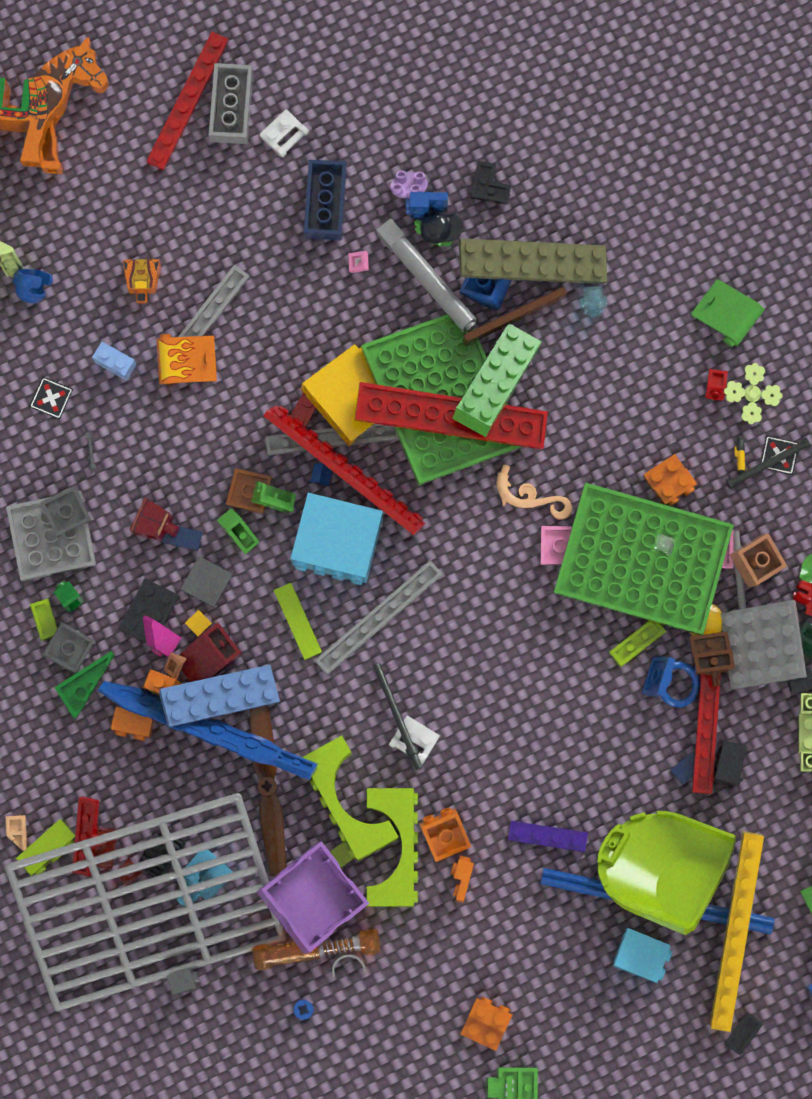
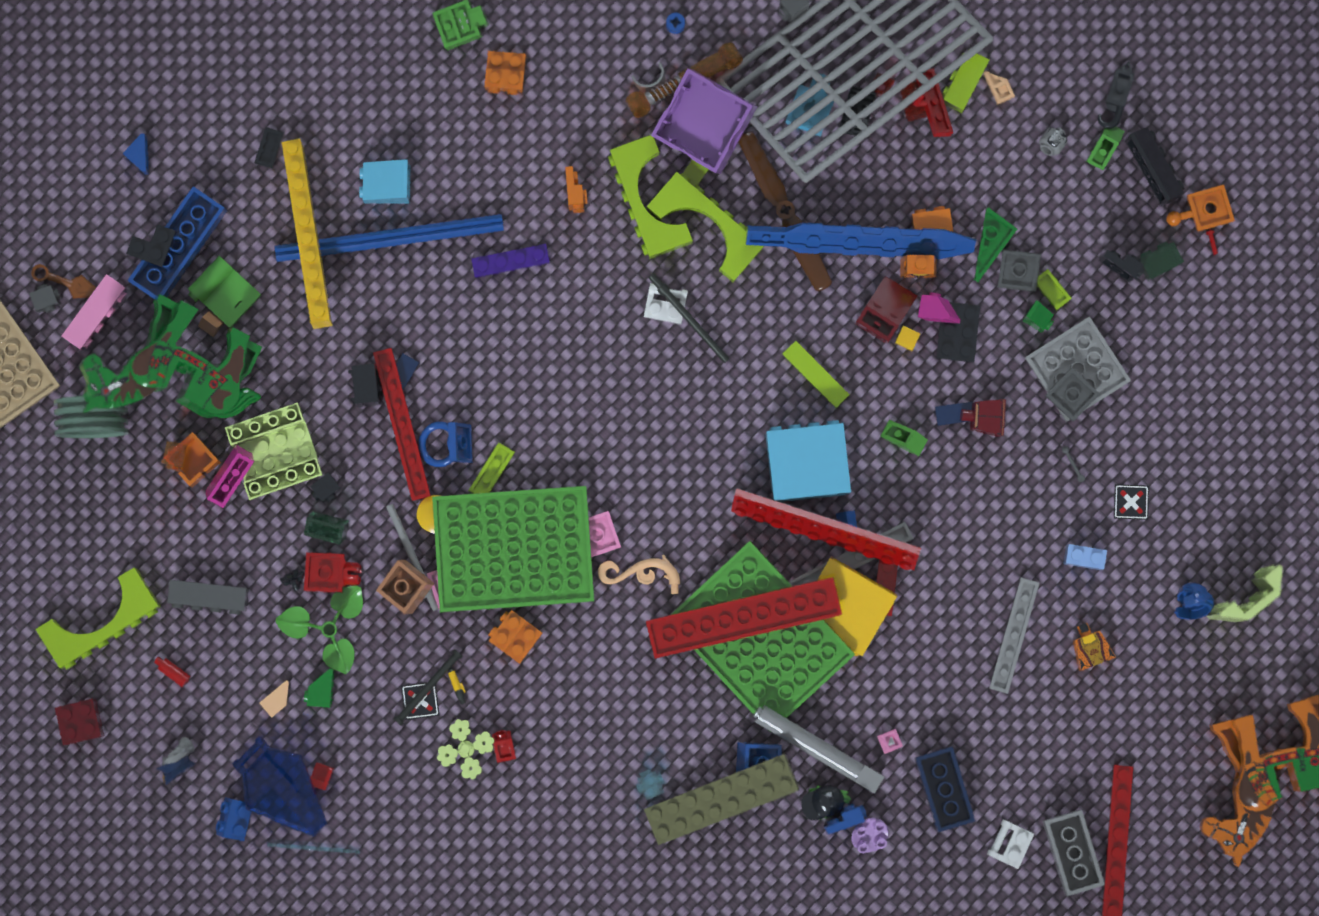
camera: 155 degrees right, 5 degrees up
(174, 665) = (914, 289): nougat slope -> none
(183, 359) = (1019, 582): orange door -> none
(206, 582) = (915, 380): dark grey tile -> none
(219, 696) = (861, 274): medium blue plate -> none
(242, 490) = (908, 479): dark orange plate -> none
(273, 497) = (882, 480): bright green hinge -> none
(378, 617) = (741, 405): light grey tile -> none
(445, 834) = (605, 227): orange plate -> none
(485, 188) = (796, 860): black plate -> none
(496, 380) = (713, 668): bright green brick -> none
(514, 316) = (719, 740): reddish brown tile -> none
(664, 544) = (498, 568): clear brick -> none
(664, 867) = (393, 266): lime windscreen -> none
(711, 655) = (417, 480): reddish brown plate -> none
(730, 312) = (515, 819): bright green door -> none
(764, 644) = (372, 508): light grey plate -> none

